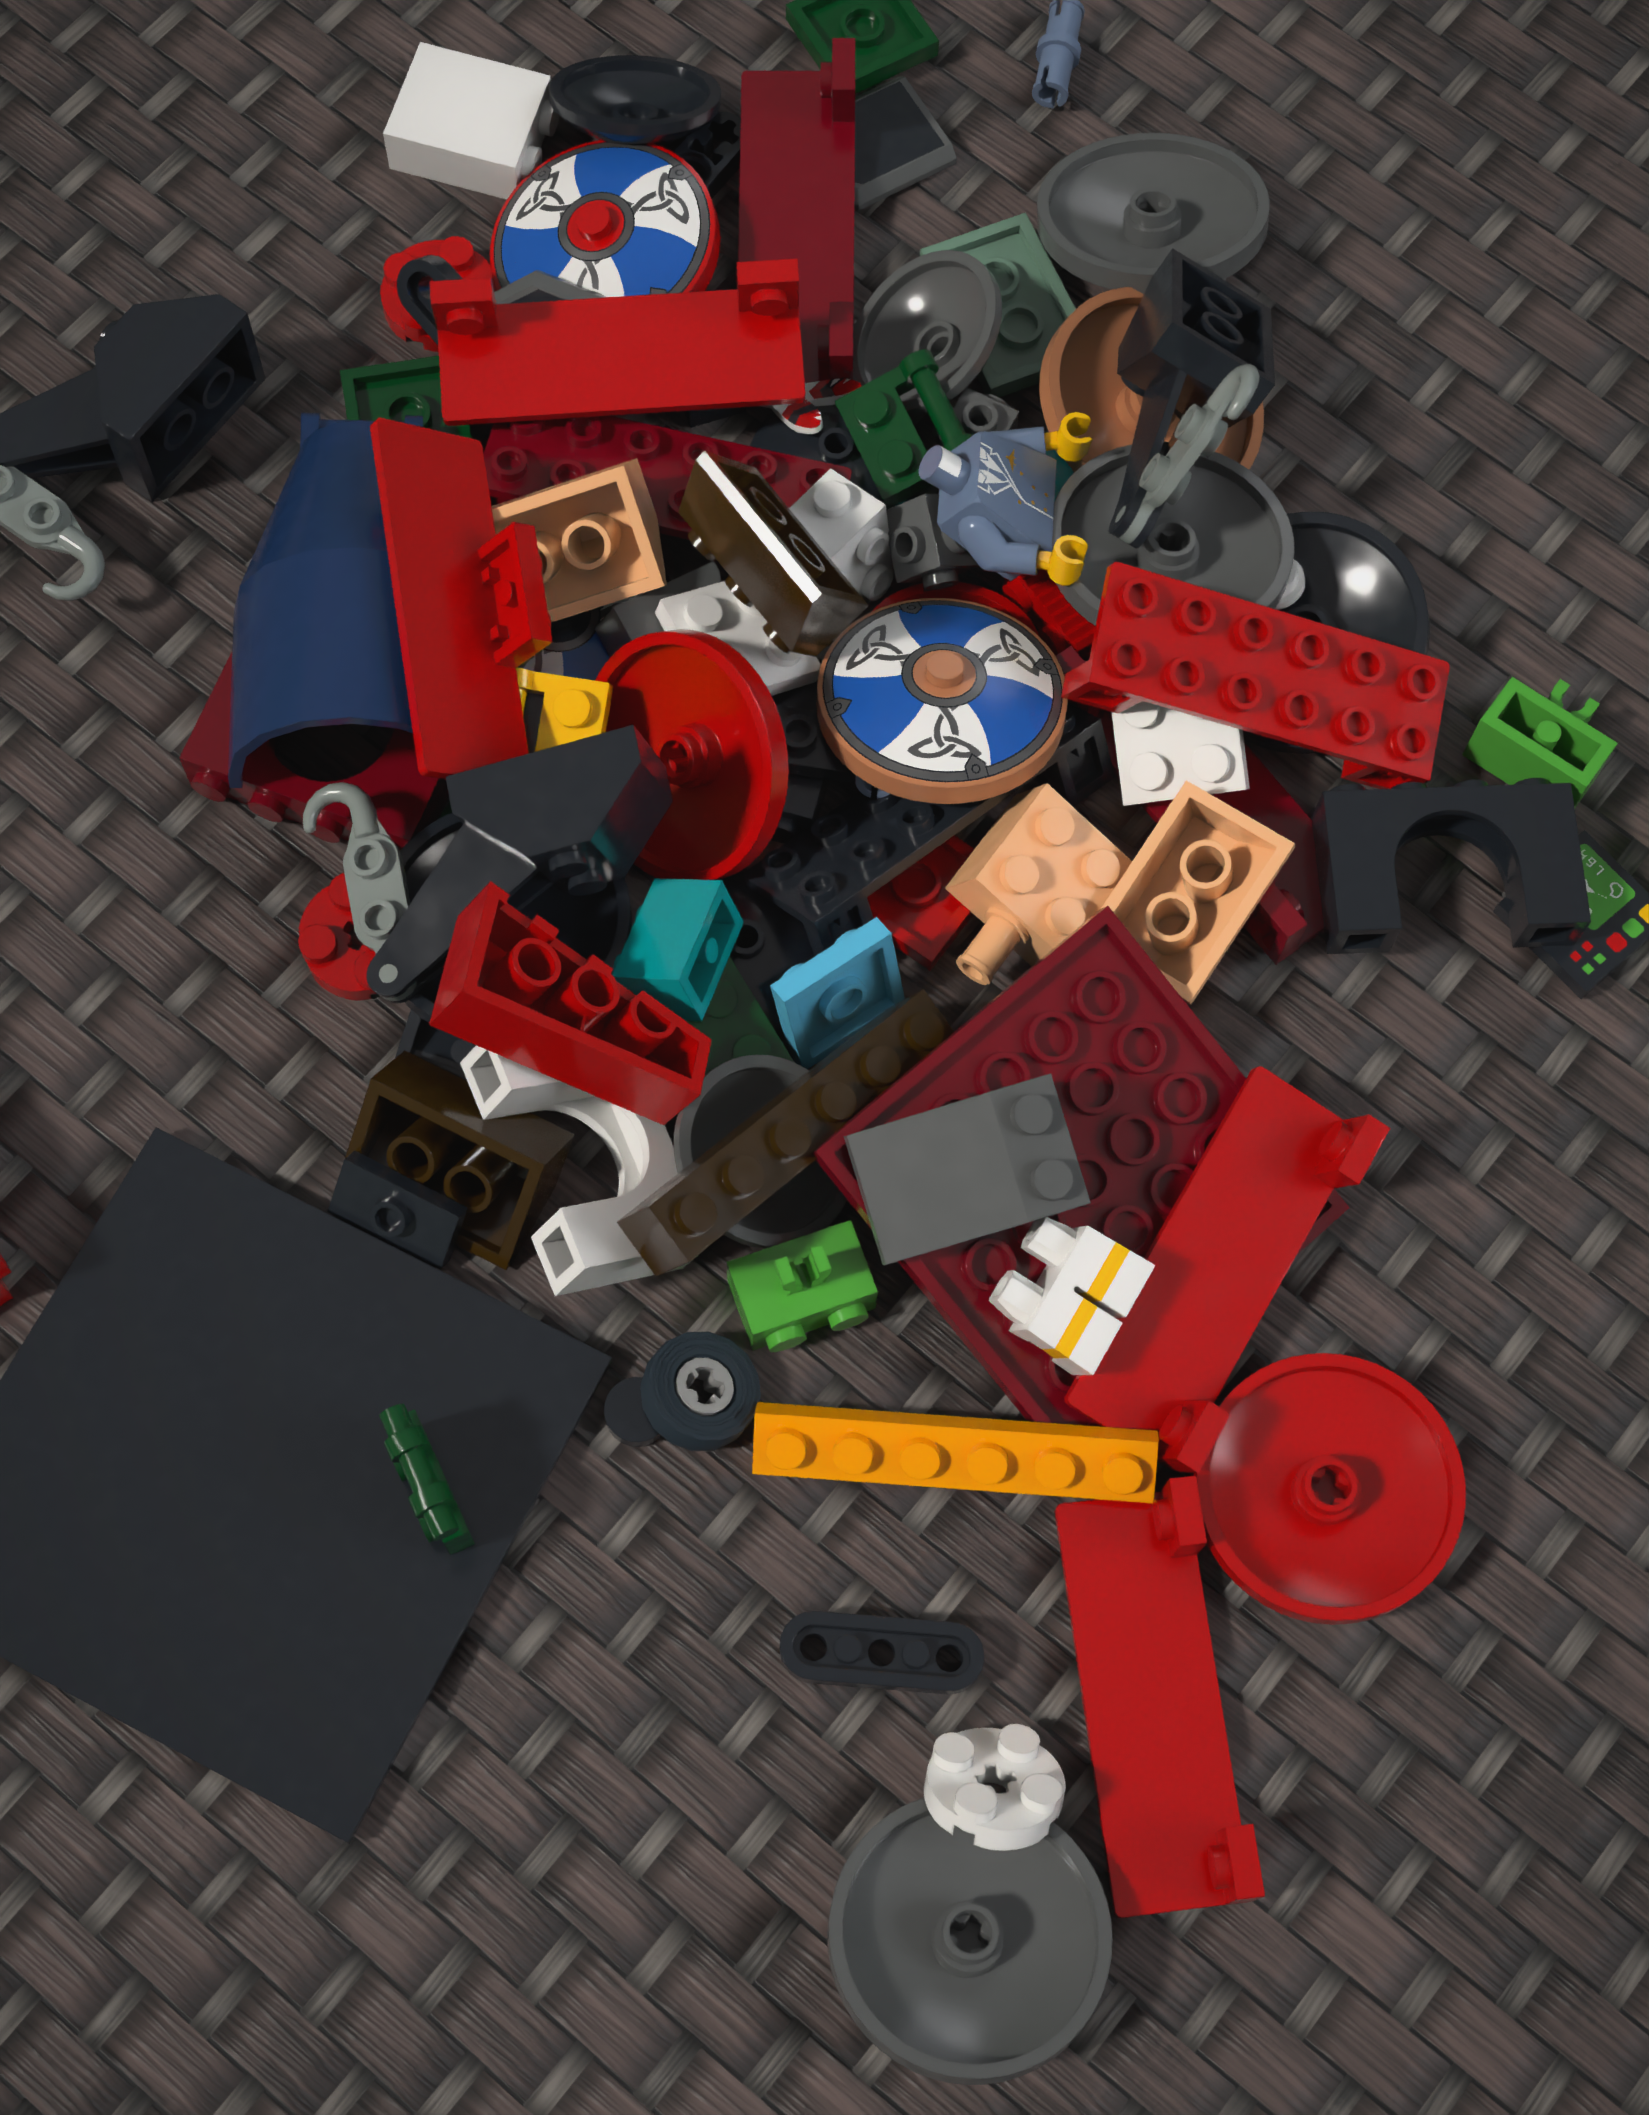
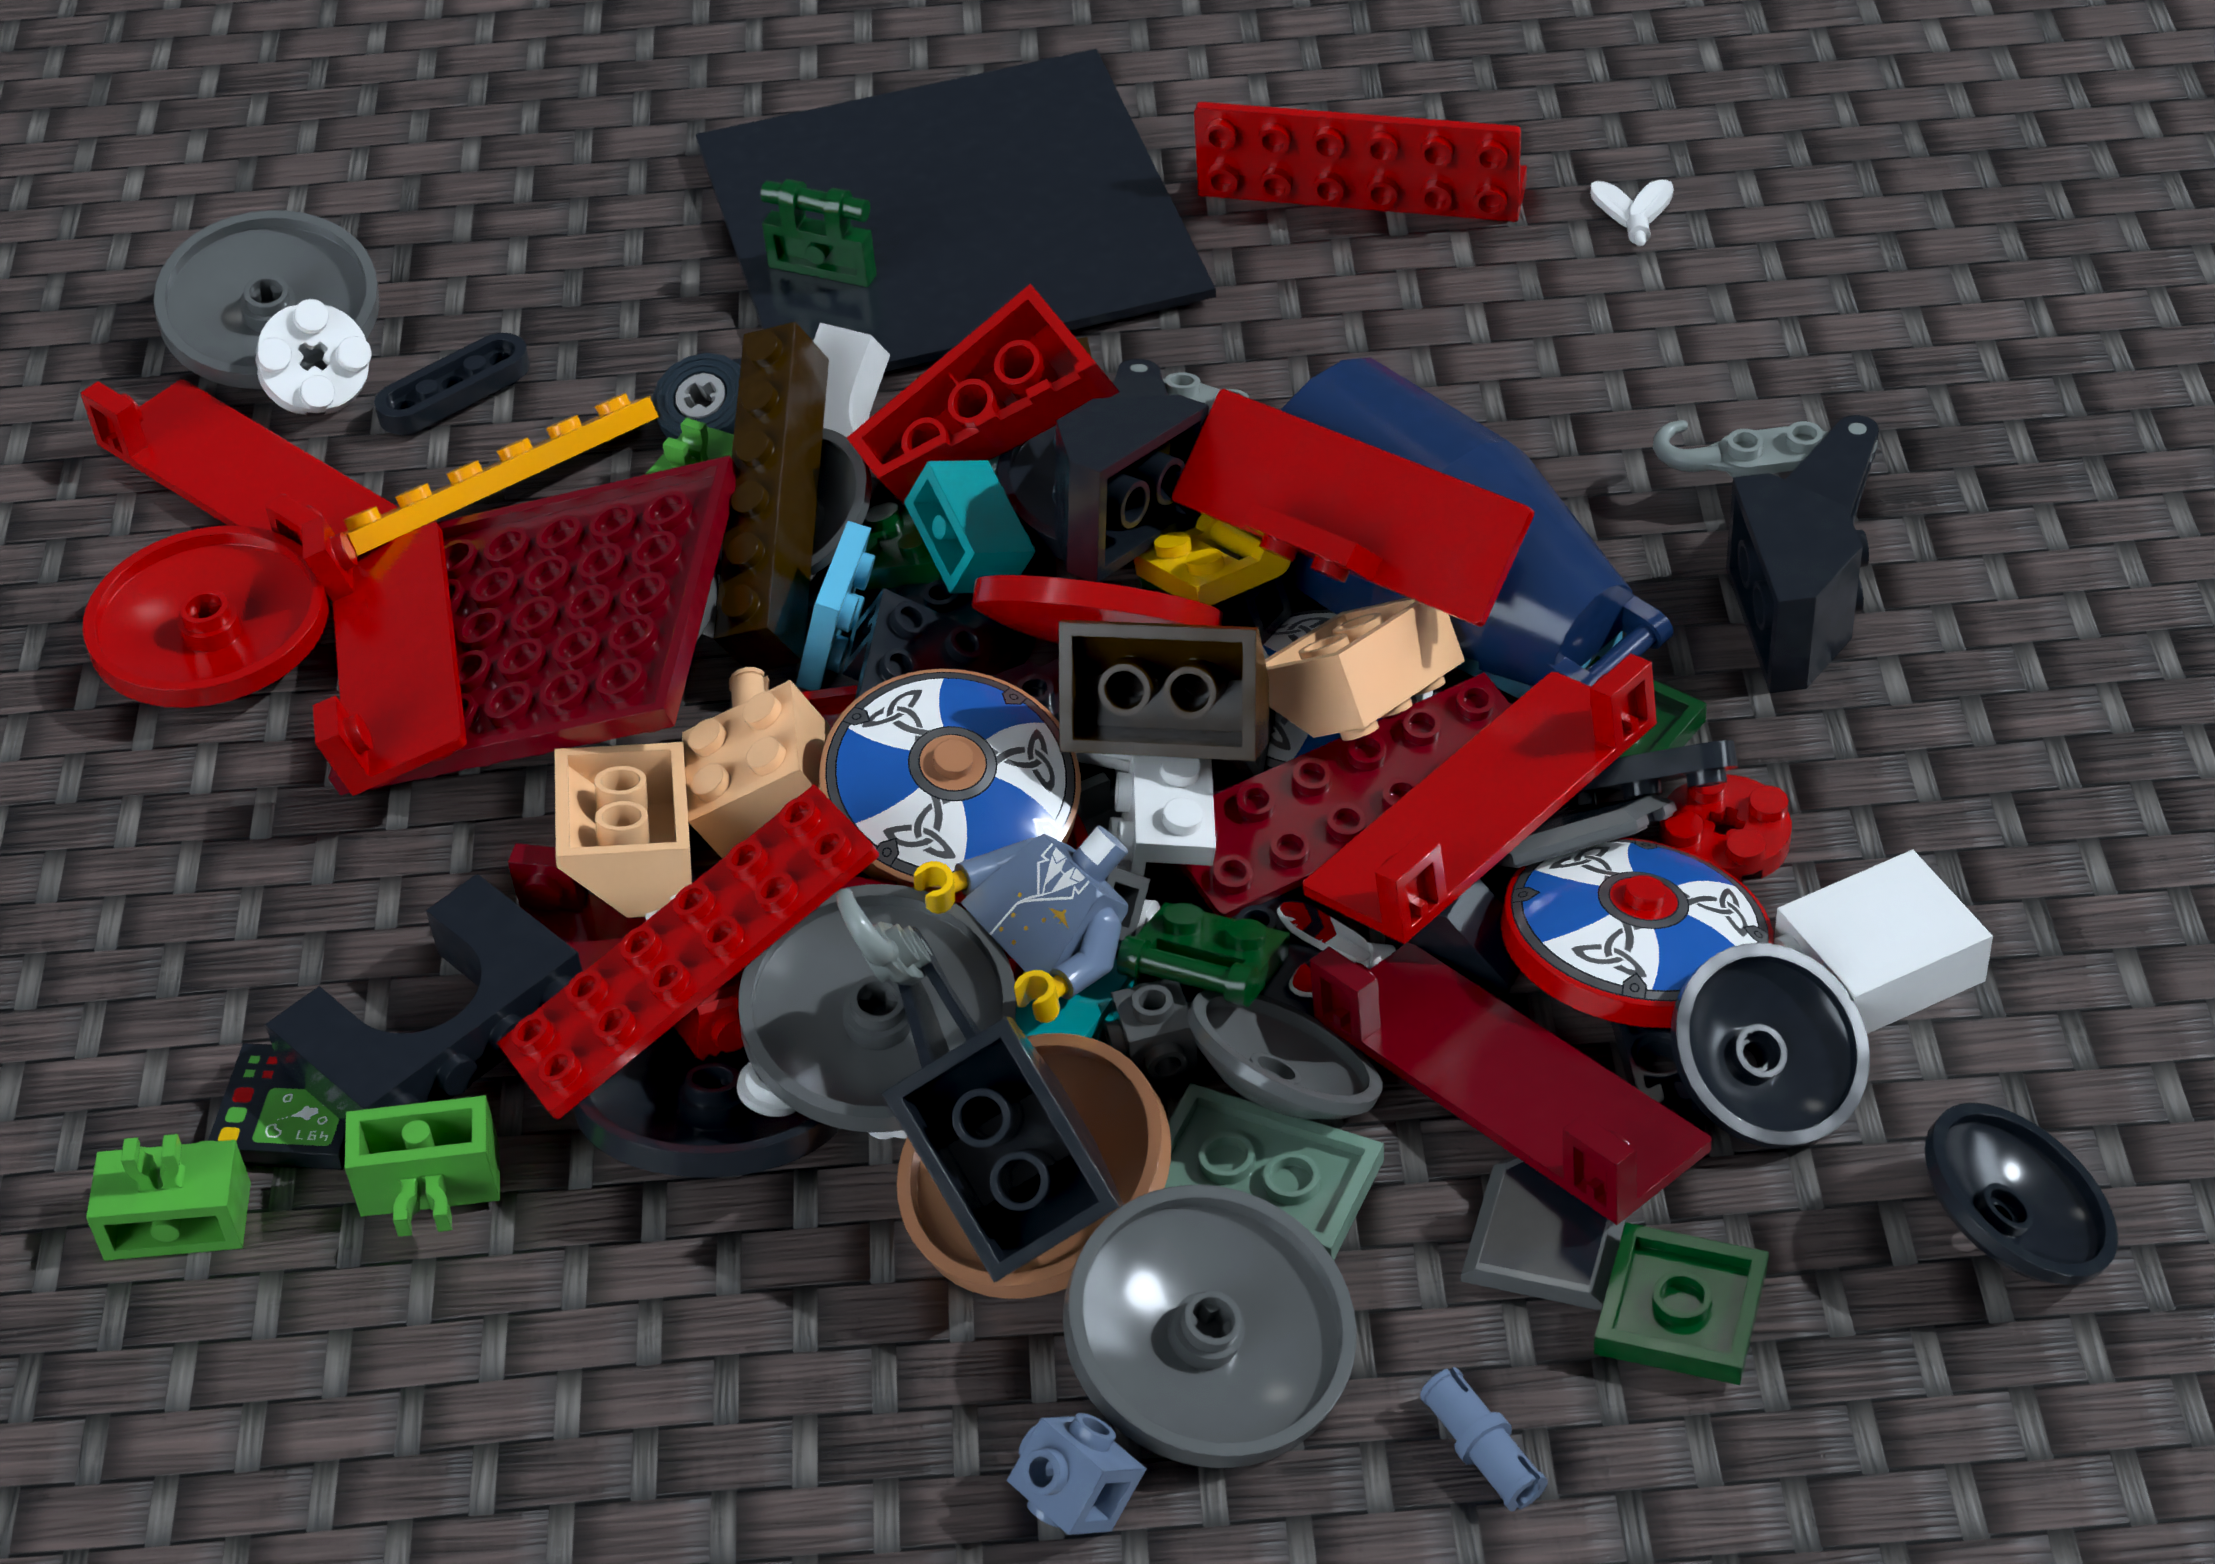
camera: 145 degrees right, 25 degrees down
(967, 1169) = (604, 527): dark grey slope -> none
(1077, 1295) = (480, 541): white hips -> none
(1314, 198) = (1075, 1474): none -> sand blue brick

